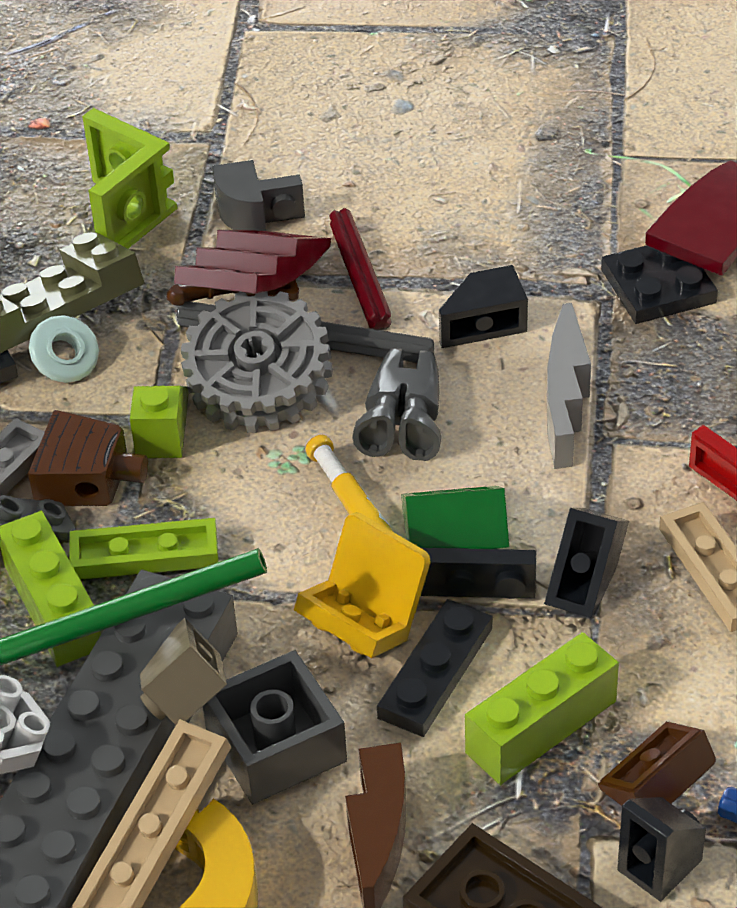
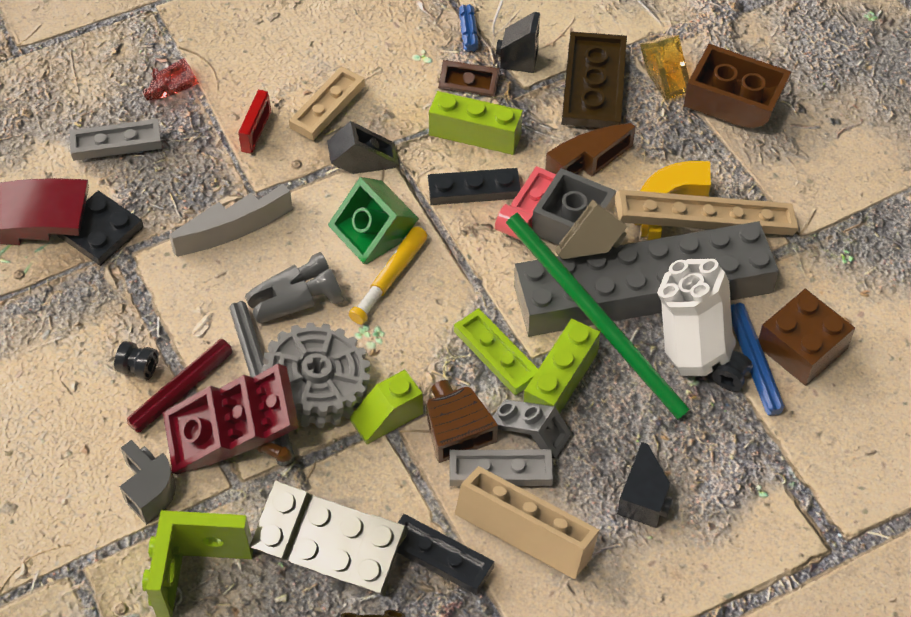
camera: 125 degrees left, 10 degrees up
(73, 332) = (369, 497): light aqua piece -> none
(329, 663) = (525, 200): none -> coral plate
(369, 588) = (461, 227): yellow bracket -> none
(415, 239) = (136, 360): none -> black wheel
(480, 573) = (412, 195): black plate -> none
(484, 308) = (185, 291): black slope -> none

